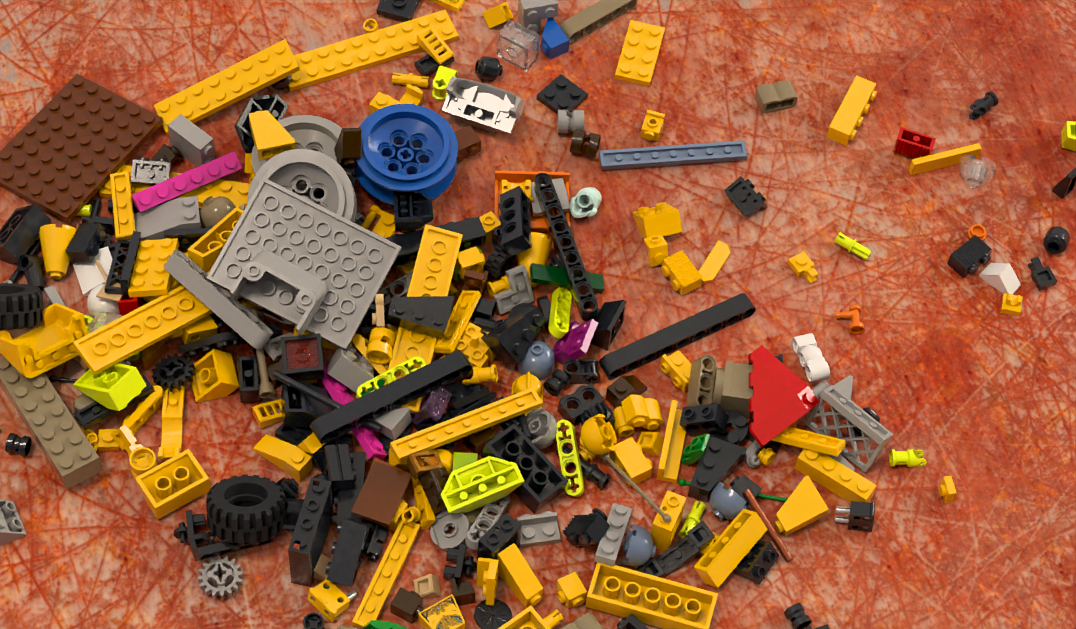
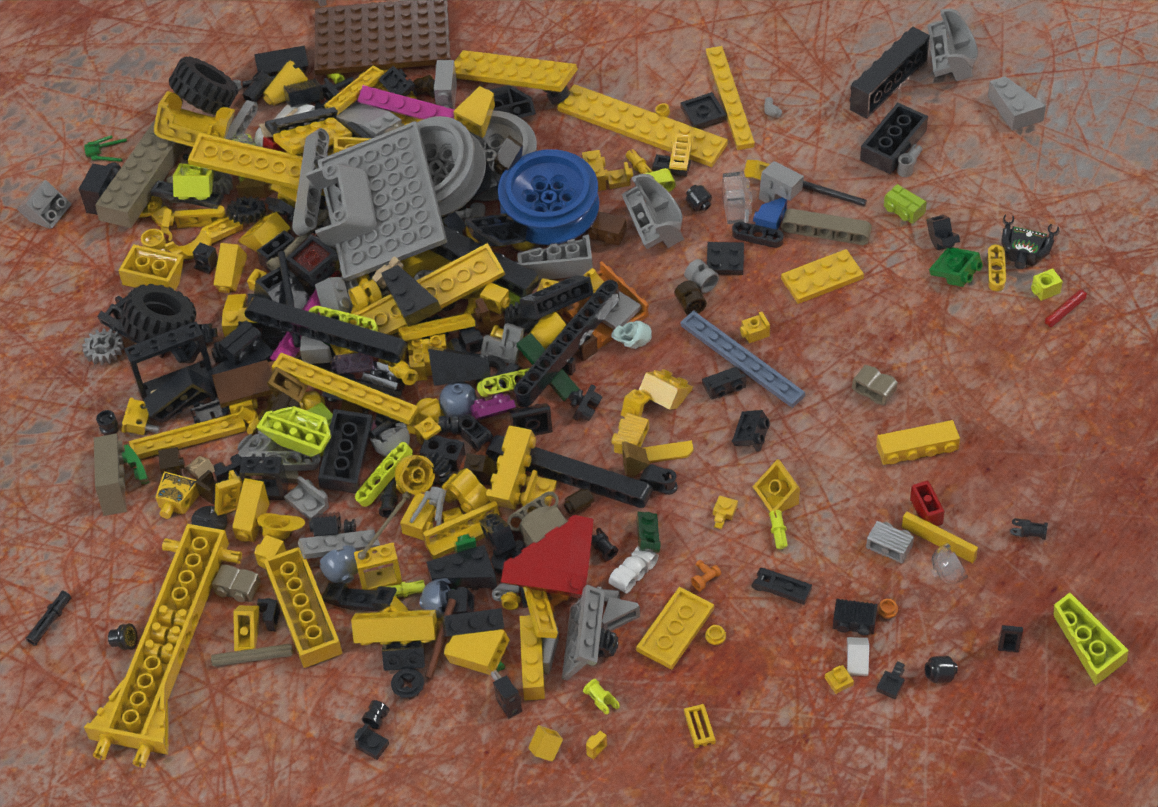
camera: 60 degrees right, 5 degrees down
(33, 465) = (94, 186): none -> black brick
(197, 437) = (205, 258): none -> black brick
(231, 426) = (229, 267): none -> yellow slope
(465, 194) = (559, 260): none -> light grey wedge
(552, 563) = (279, 525): none -> yellow piece
(553, 397) = (426, 430): none -> yellow bracket
(563, 54) = (744, 236): none -> black beam
(620, 280) = (578, 399): none -> black hips
(635, 435) = (436, 498): none -> light grey plant
(651, 366) = (512, 467): none -> yellow wedge
(684, 182) = (724, 383): none -> black bracket
(712, 288) = (634, 459): none -> pearl gold slope
(714, 346) = (578, 501): none -> dark brown brick
(739, 283) = (658, 478): none -> black piece
(772, 493) = (472, 622): none -> black plate
(786, 325) = (648, 531): none -> dark green plate
(790, 572) = (410, 676): none -> black gear
(817, 219) = (777, 488): none -> yellow slope
(884, 369) = (675, 628): none -> yellow plate
(904, 279) = (782, 586): none -> black plate
(911, 349) = (715, 635): none -> yellow plate
(918, 521) = (545, 743): none -> yellow panel
(923, 189) = (890, 541): none -> light grey brick
(979, 418) = (703, 741): none -> yellow tile

